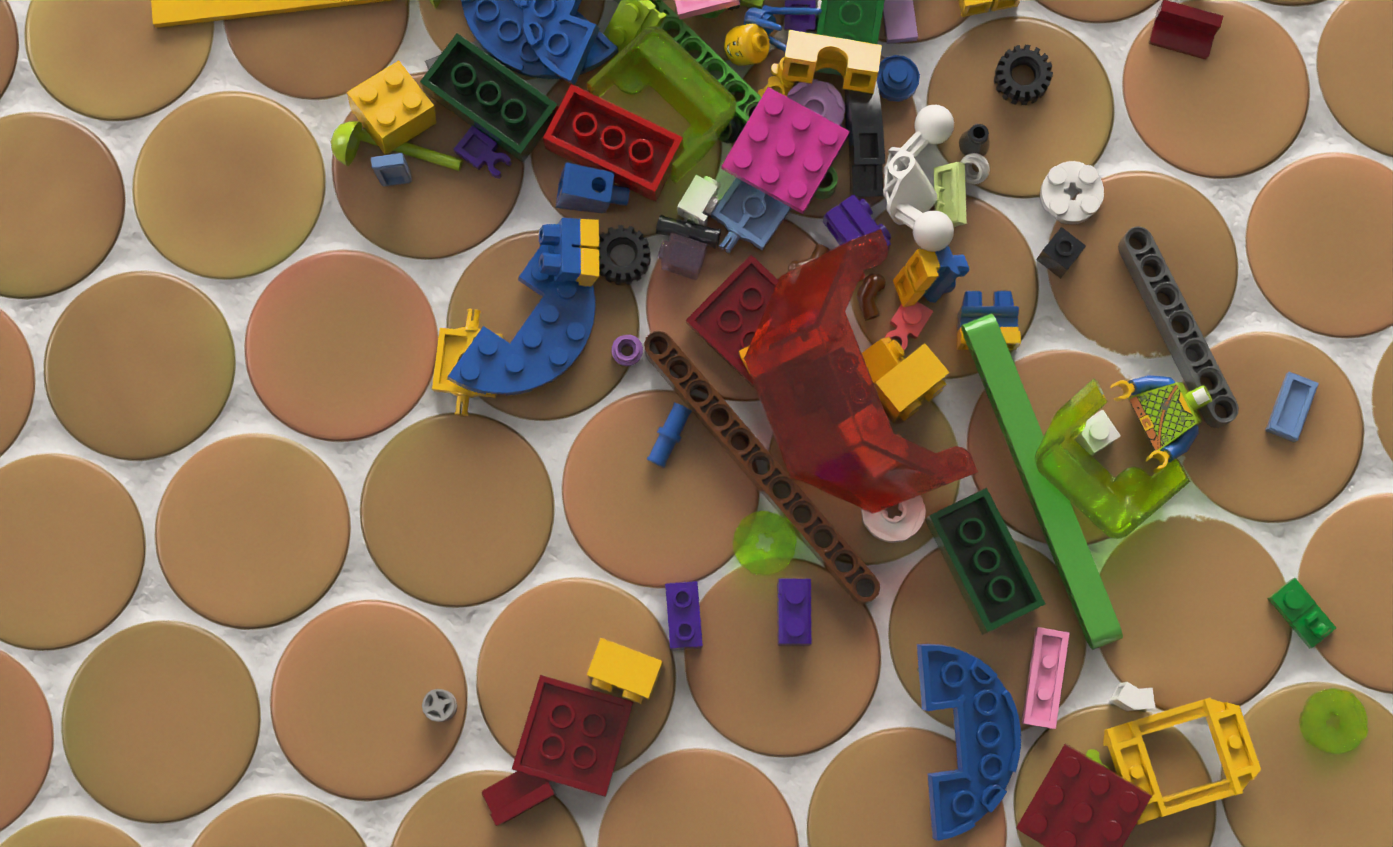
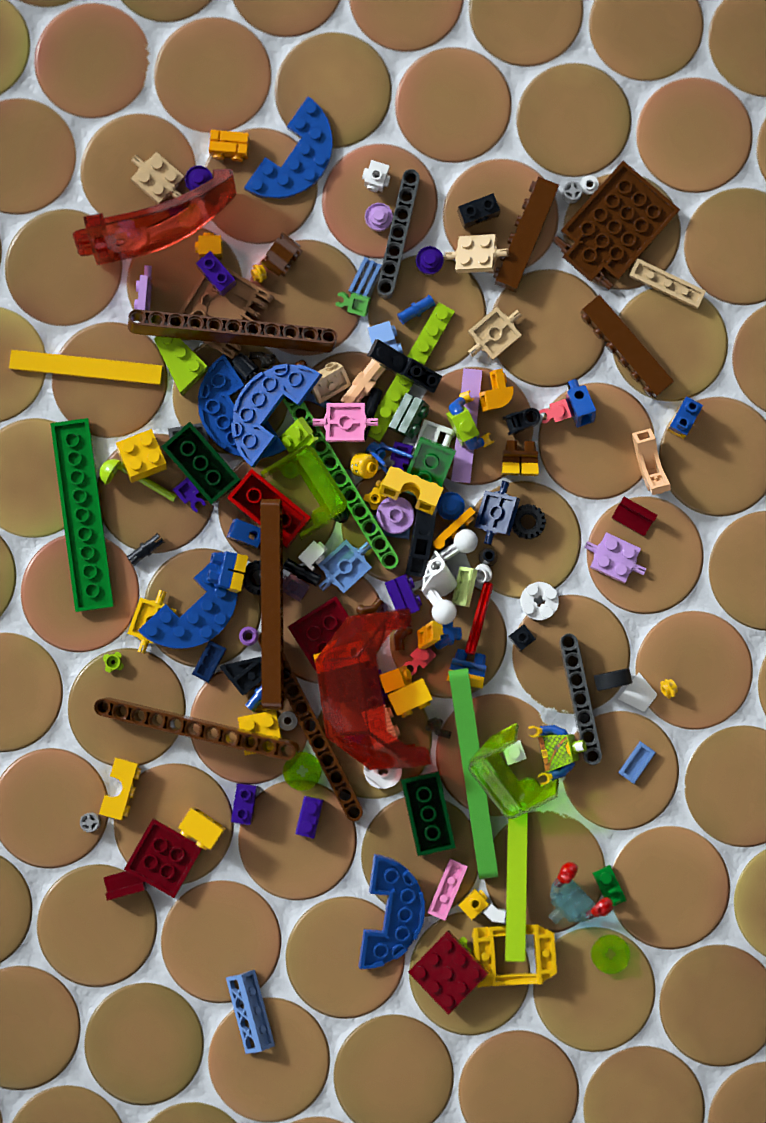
camera: 15 degrees right, 5 degrees up
(318, 223) = (82, 515): none -> green plate
(391, 169) = (132, 495): medium blue tile -> none
(410, 438) = (108, 662): none -> lime plate
(431, 252) = (145, 549): none -> black pin
(478, 668) = (118, 806): none -> yellow arch
(563, 514) = (205, 726): none -> reddish brown beam
(573, 404) = (209, 661): none -> dark blue plate
(638, 408) = (244, 674): none -> black wing
(655, 286) = (272, 604): none -> reddish brown beam
(683, 495) = (263, 723): none -> yellow brick
(716, 477) = (292, 725): none -> white plate
(785, 150) = (370, 538): dark pink plate -> none
(907, 115) = (466, 518): none -> light orange plate
(958, 421) = (434, 725): none -> clear smoke plate
(973, 69) = (497, 512): none -> dark blue plate
(986, 237) = (479, 618): none -> red axle
(1094, 690) = (474, 903): none -> yellow brick
(1159, 650) = (516, 889): none -> lime tile
(1172, 100) = (615, 558): none -> lavender plate
(1223, 282) = (613, 679): none -> black tyre
(1252, 649) = (572, 900): none -> clear light blue torso
(1264, 300) = (639, 693): none -> white sticker
(1311, 278) = (668, 688): none -> yellow plate

